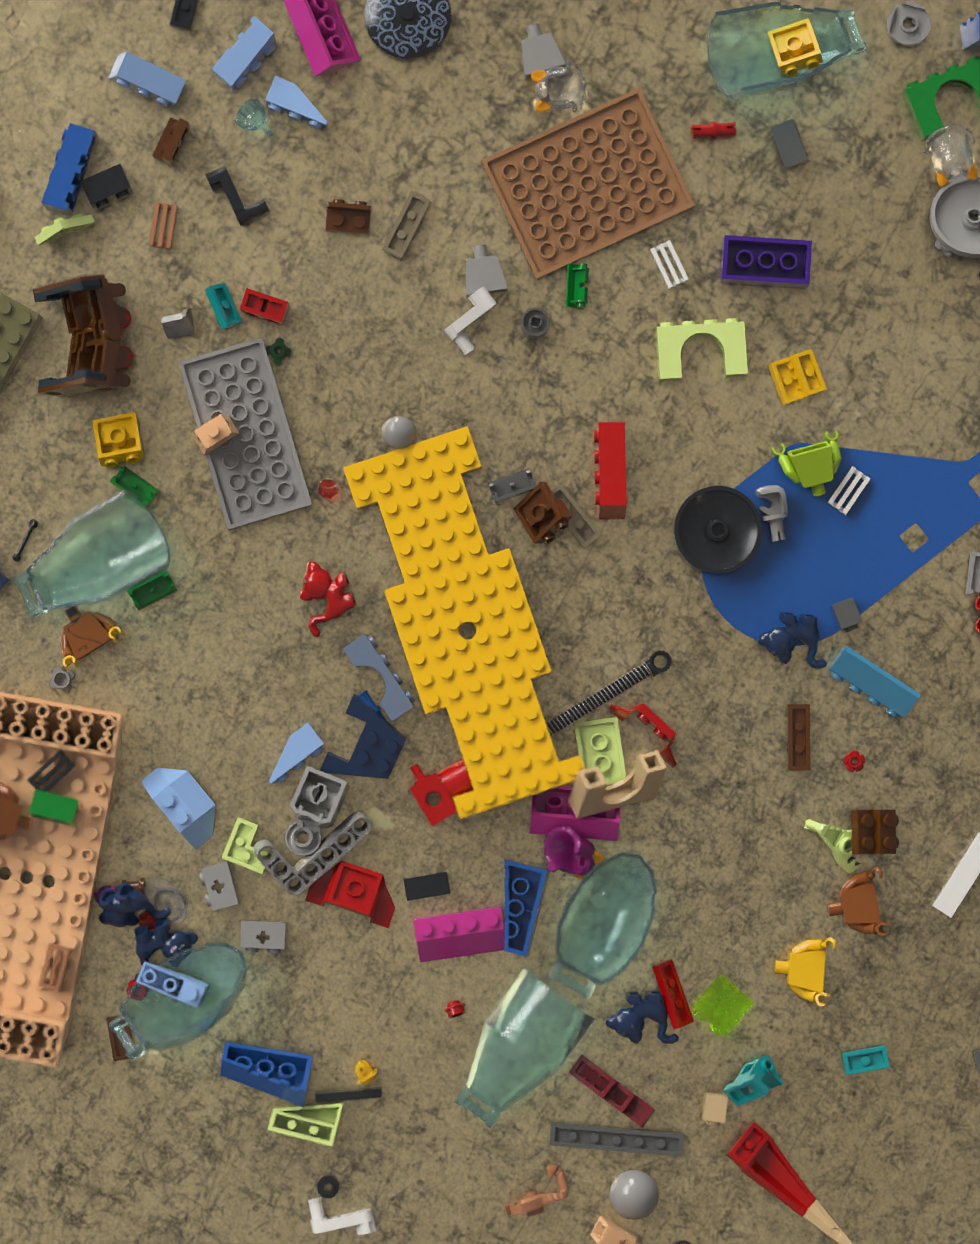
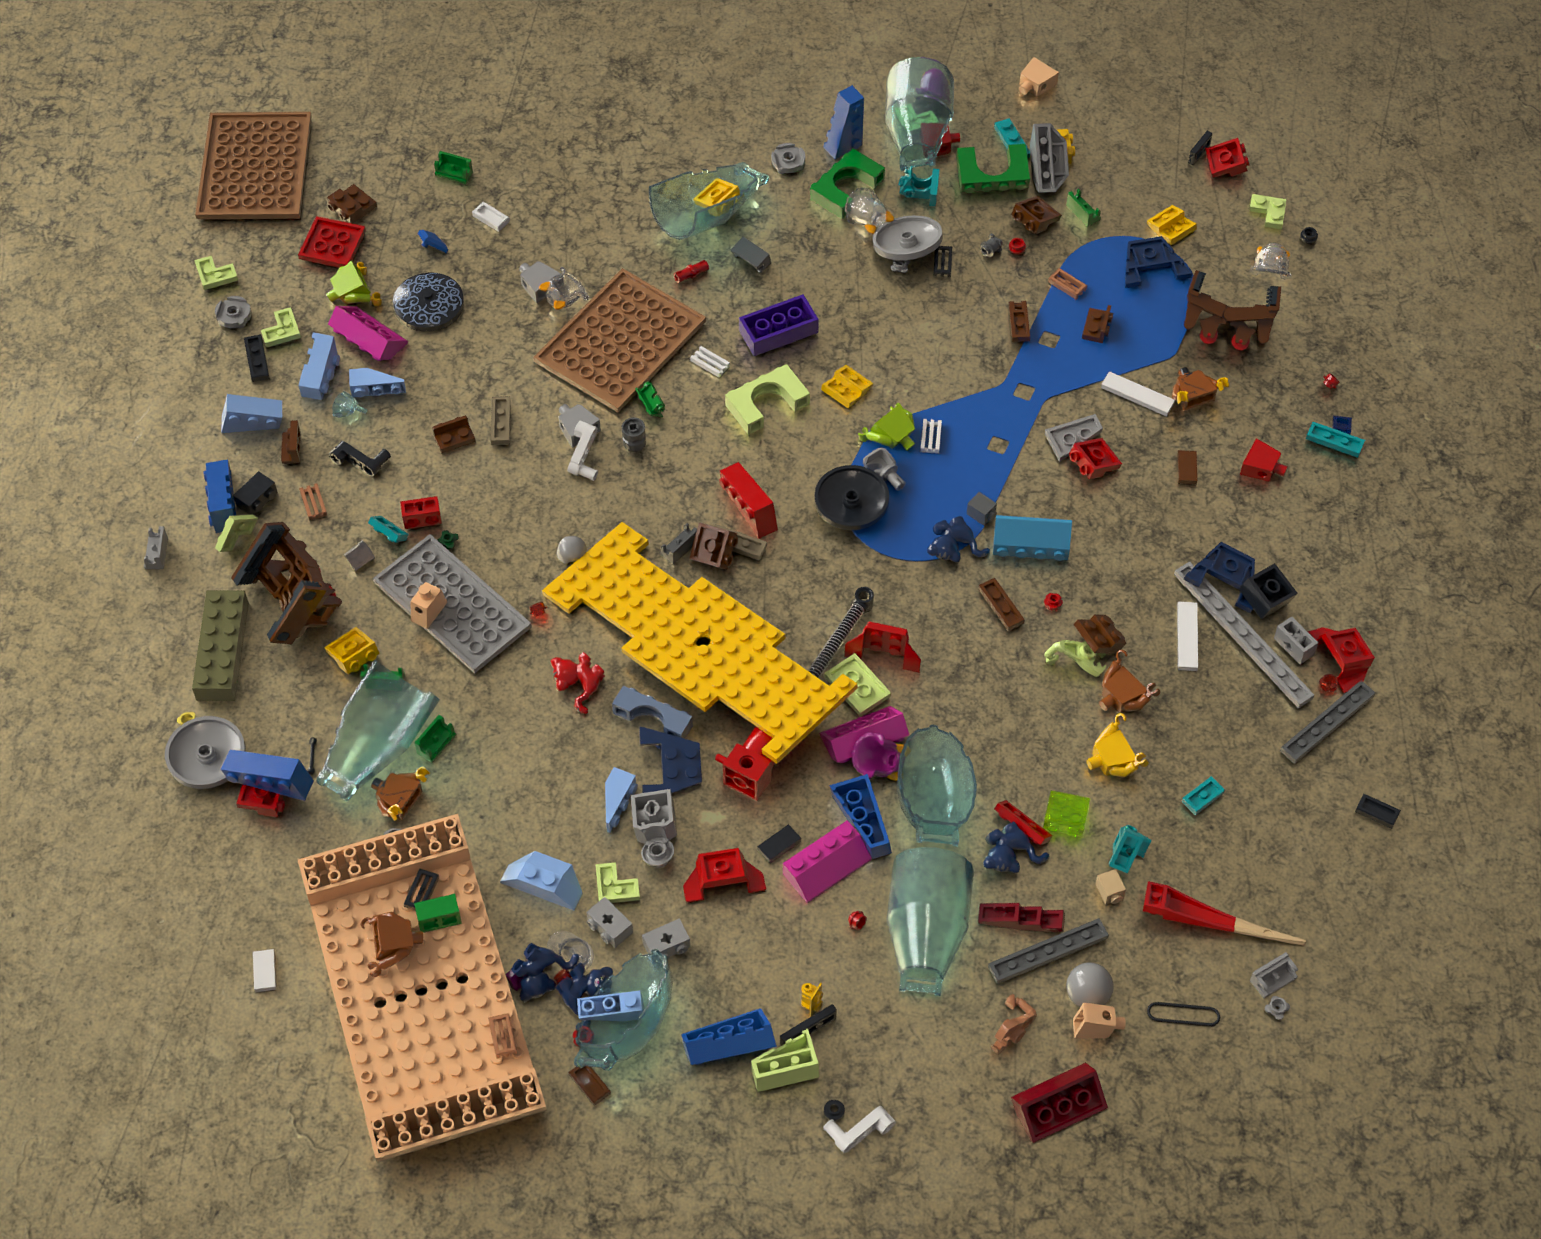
camera: 25 degrees left, 30 degrees down
(321, 863) = (679, 863): light grey beam -> none
(593, 796) = (902, 687): tan arch -> none

